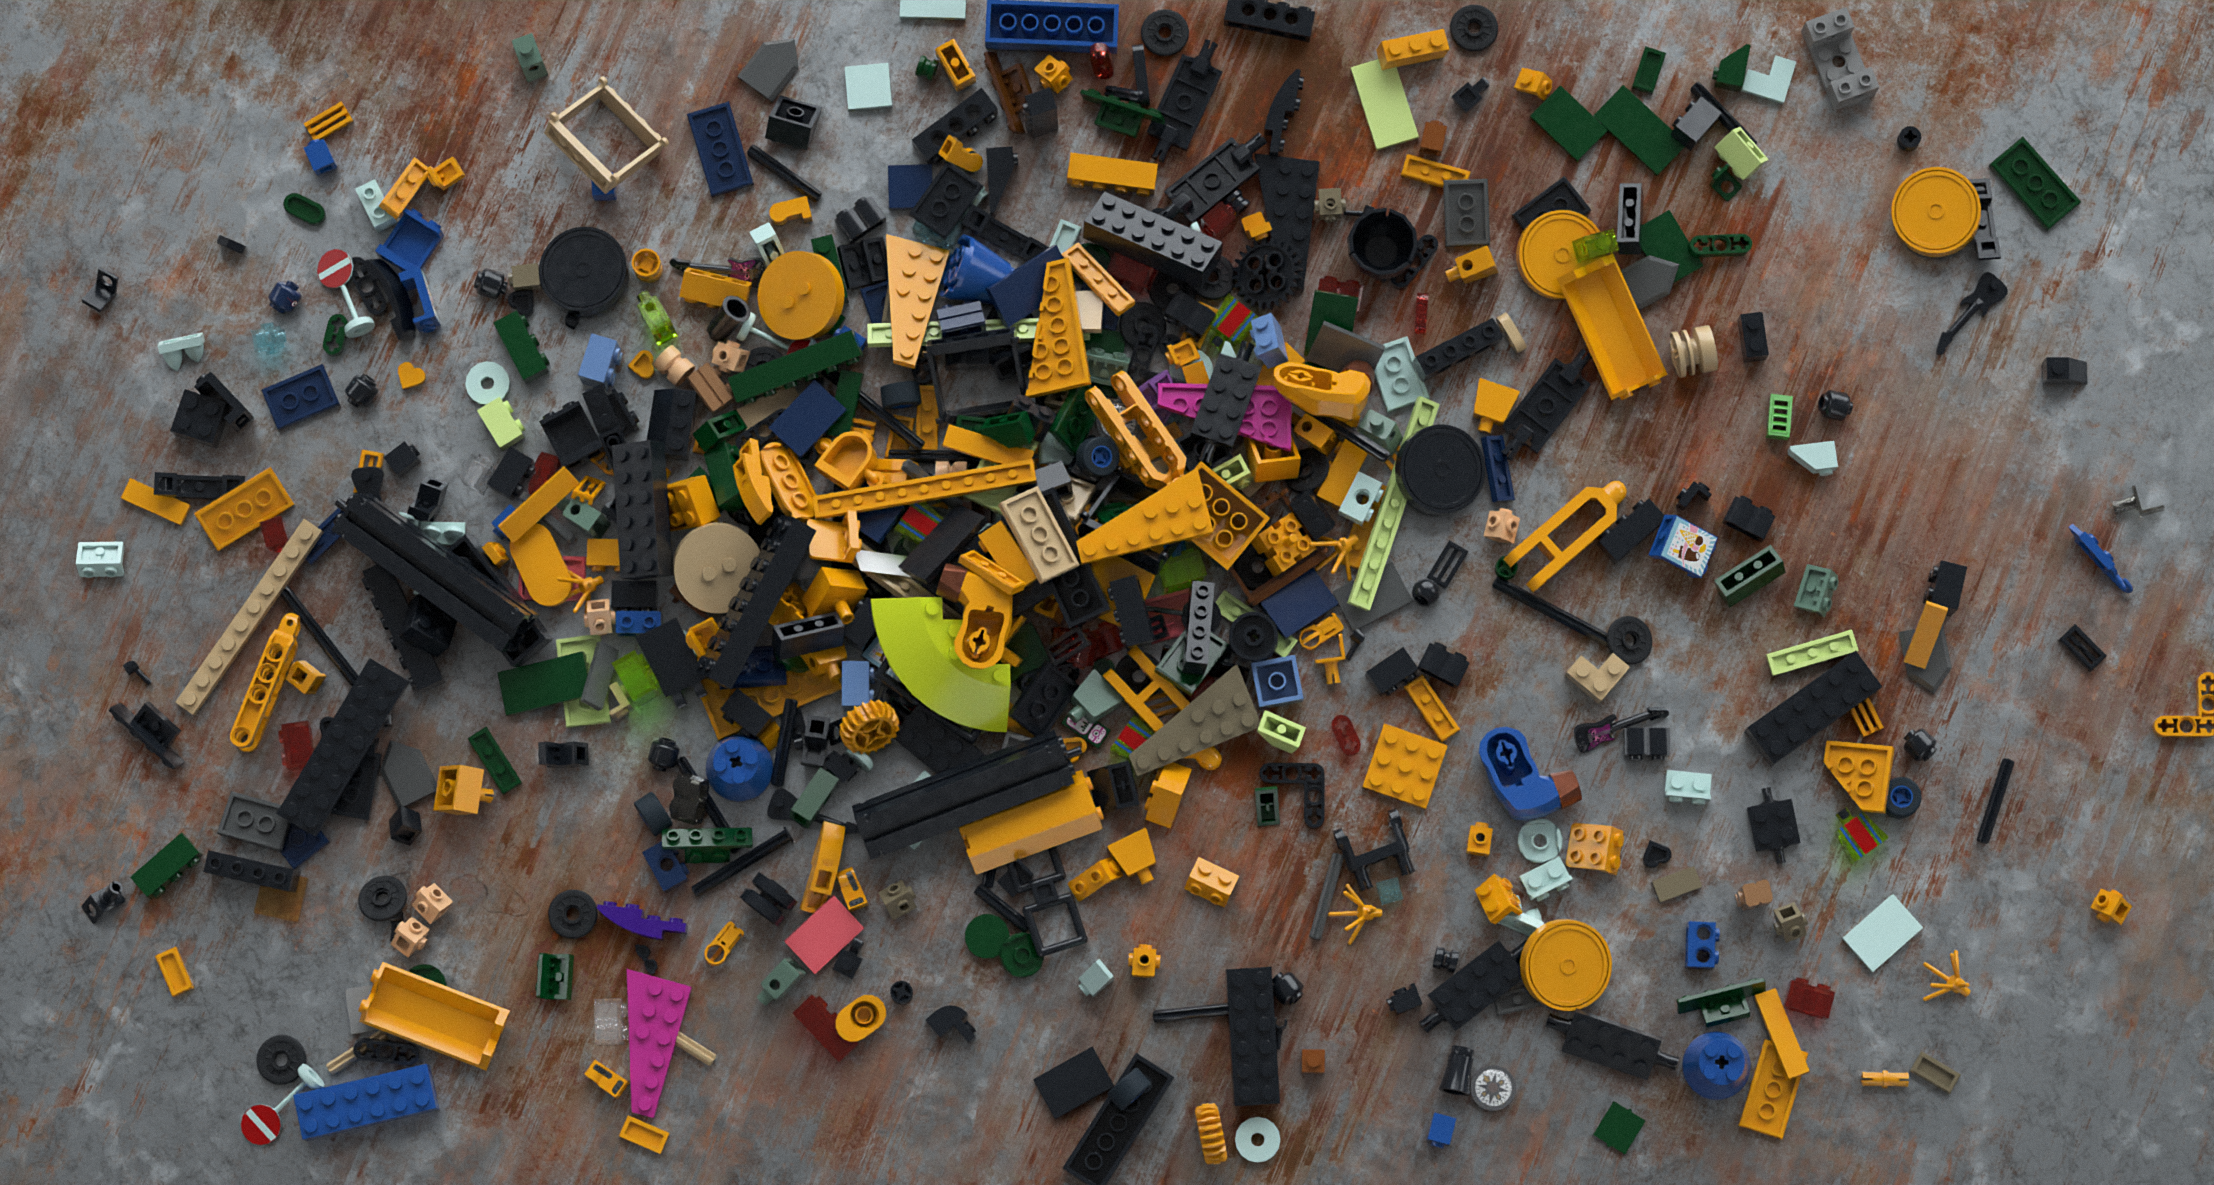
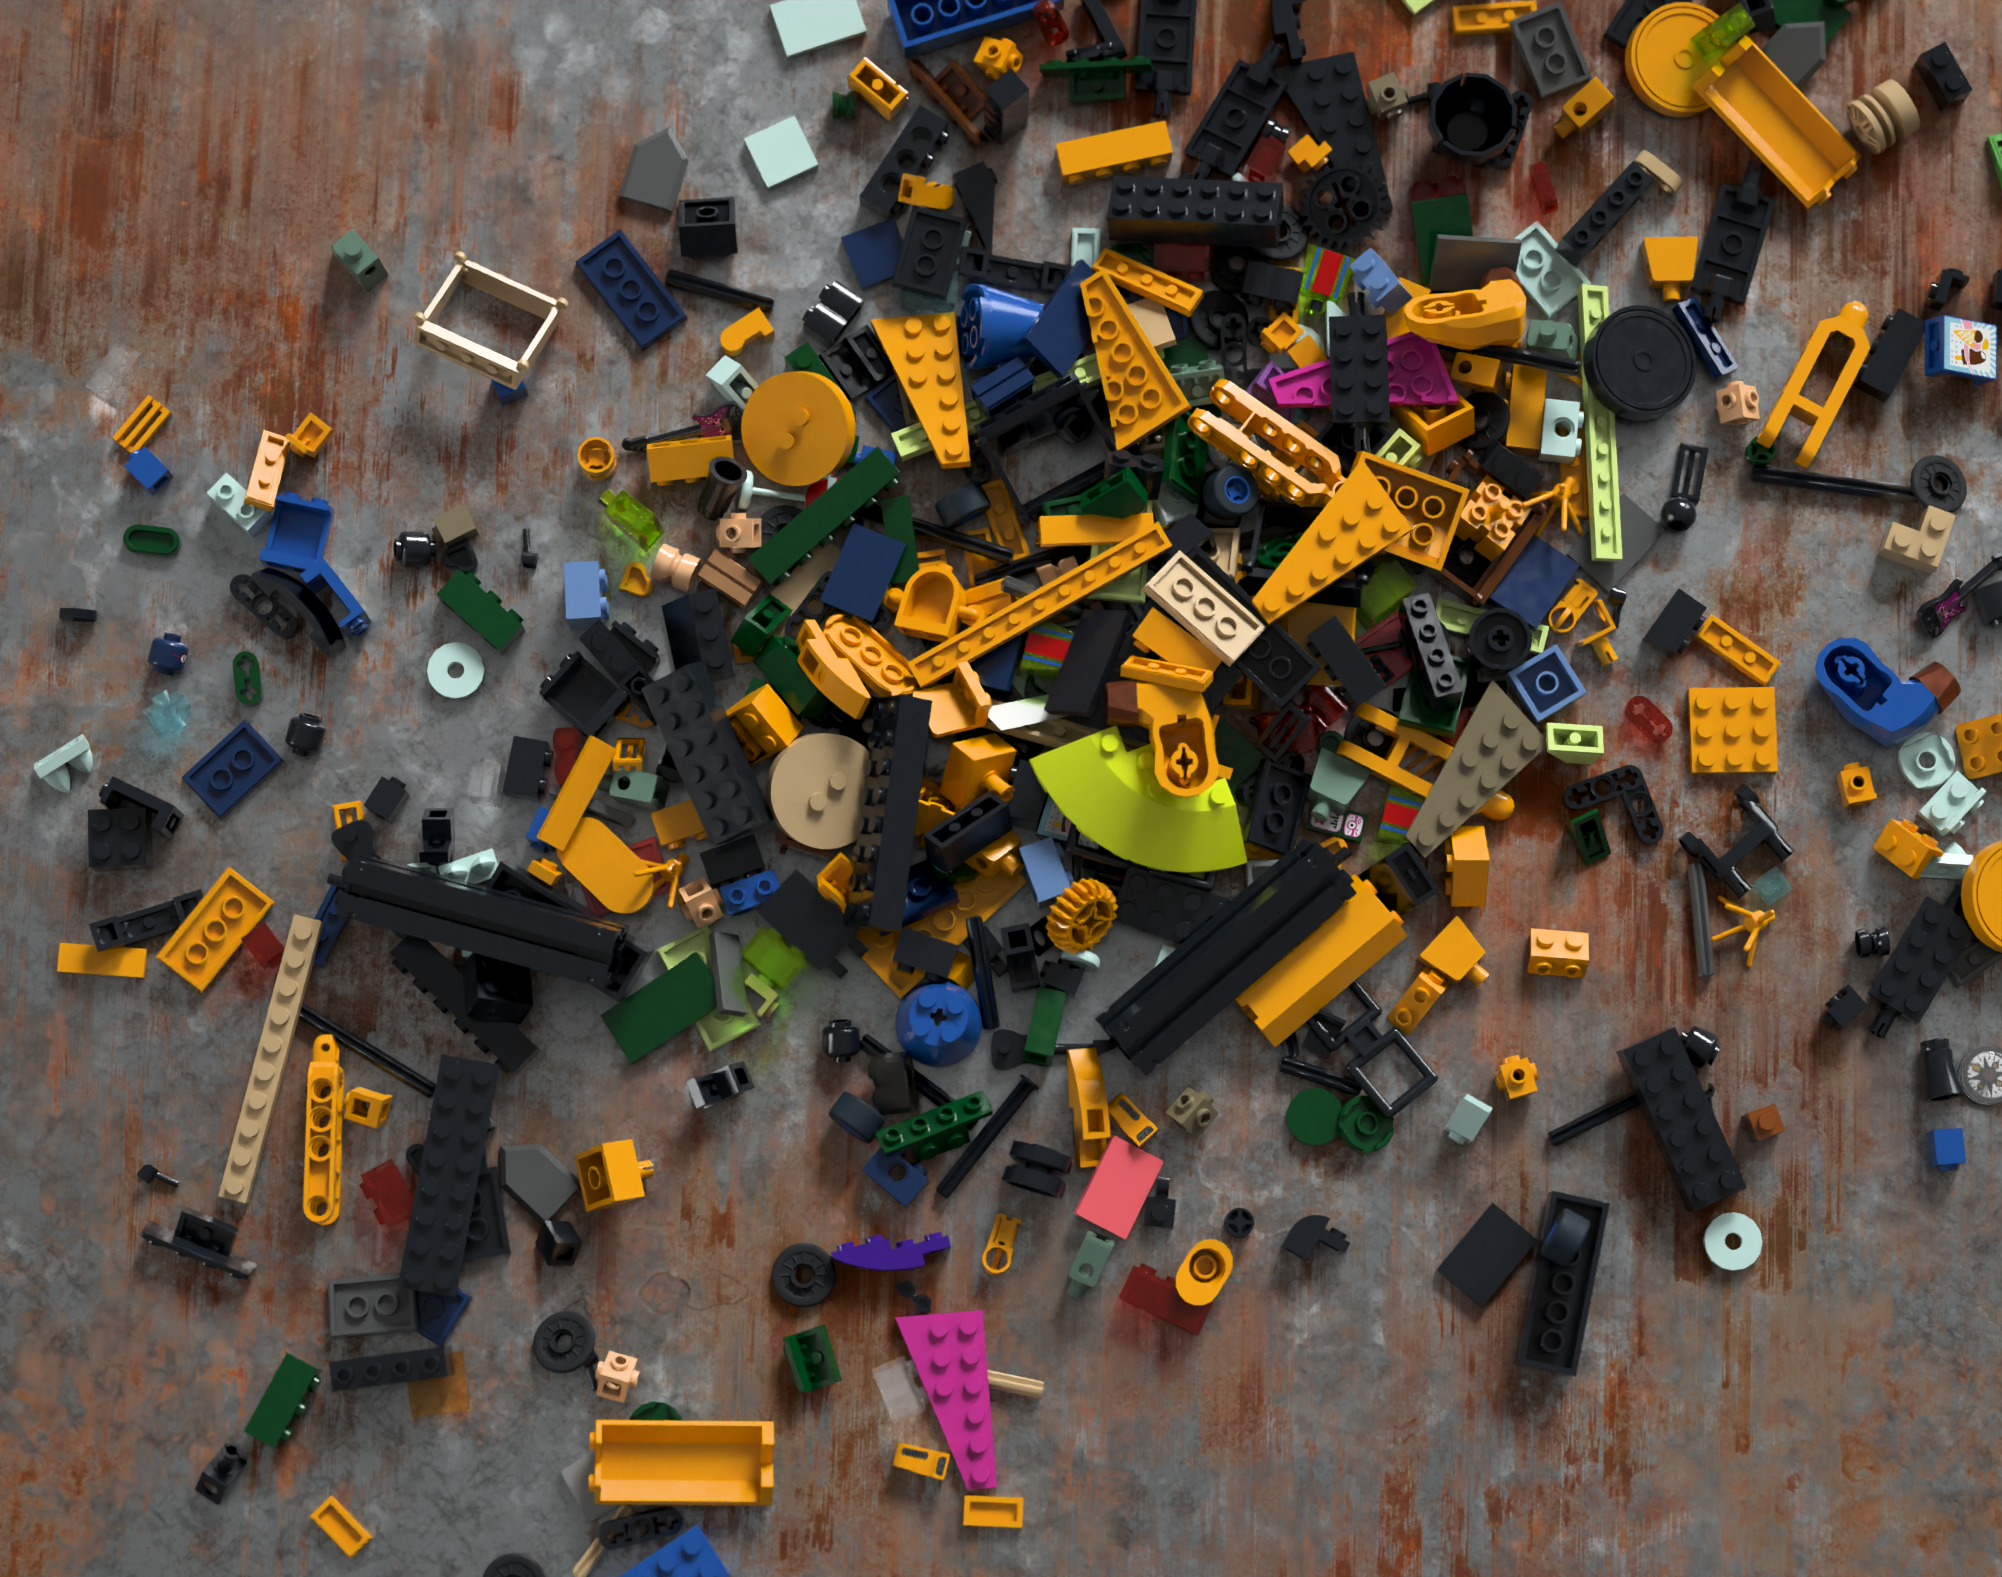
camera: 25 degrees left, 0 degrees up
(100, 559) = (60, 1055): light aqua bracket -> none
(334, 272) = (218, 601): piece -> none
(410, 376) = (358, 695): light orange tile -> none
(431, 903) = (627, 1325): light nougat brick -> none
(495, 760) = (637, 1123): dark green tile -> none
(501, 423) = (492, 712): yellowish green brick -> none
(584, 271) = (523, 493): black brick -> none
(1211, 1133) = (1678, 1255): light orange gear -> none
(1443, 665) = (1732, 593): black brick -> none

